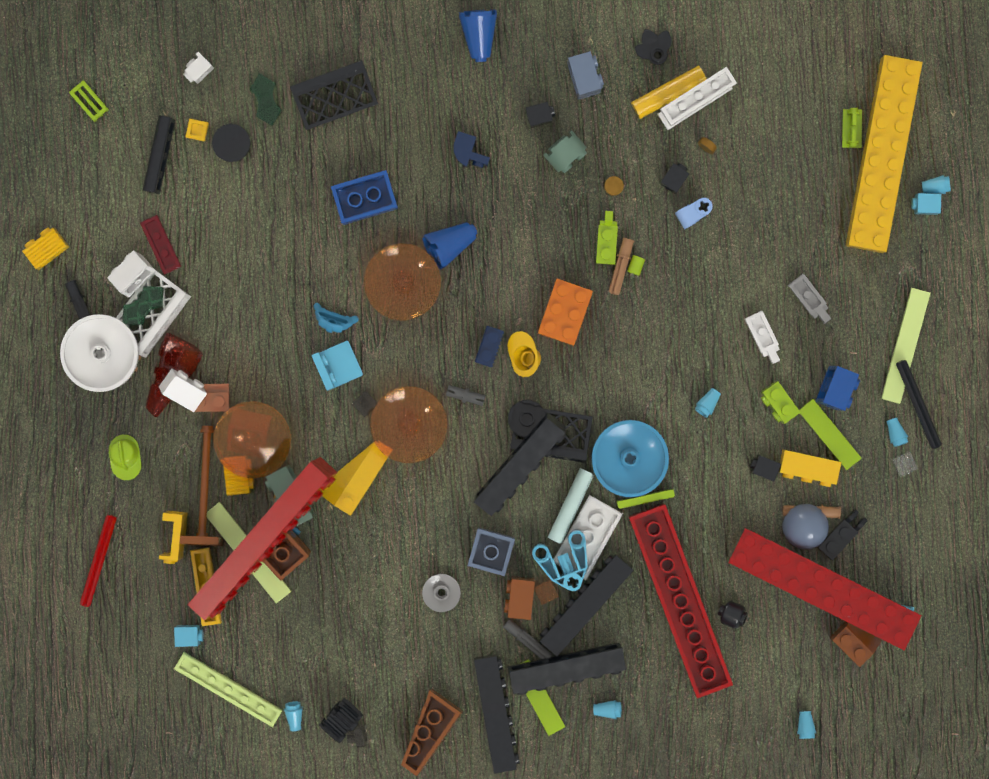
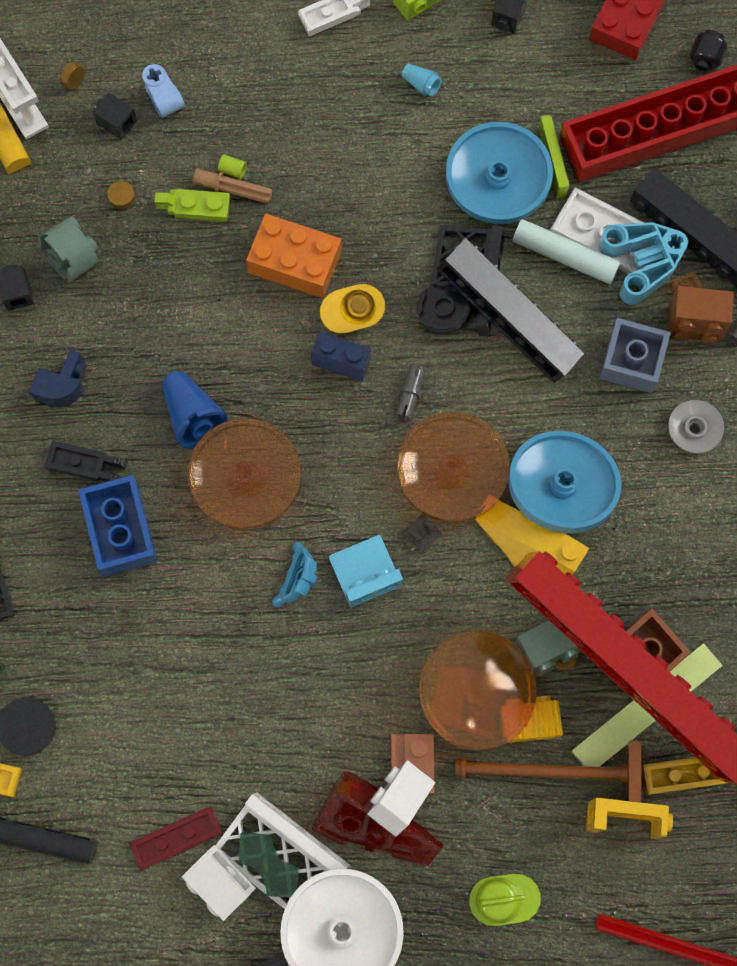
camera: 90 degrees left, 15 degrees down
(399, 500) = (564, 482): none -> dark azure dish
(411, 170) = (82, 462): none -> black hinge

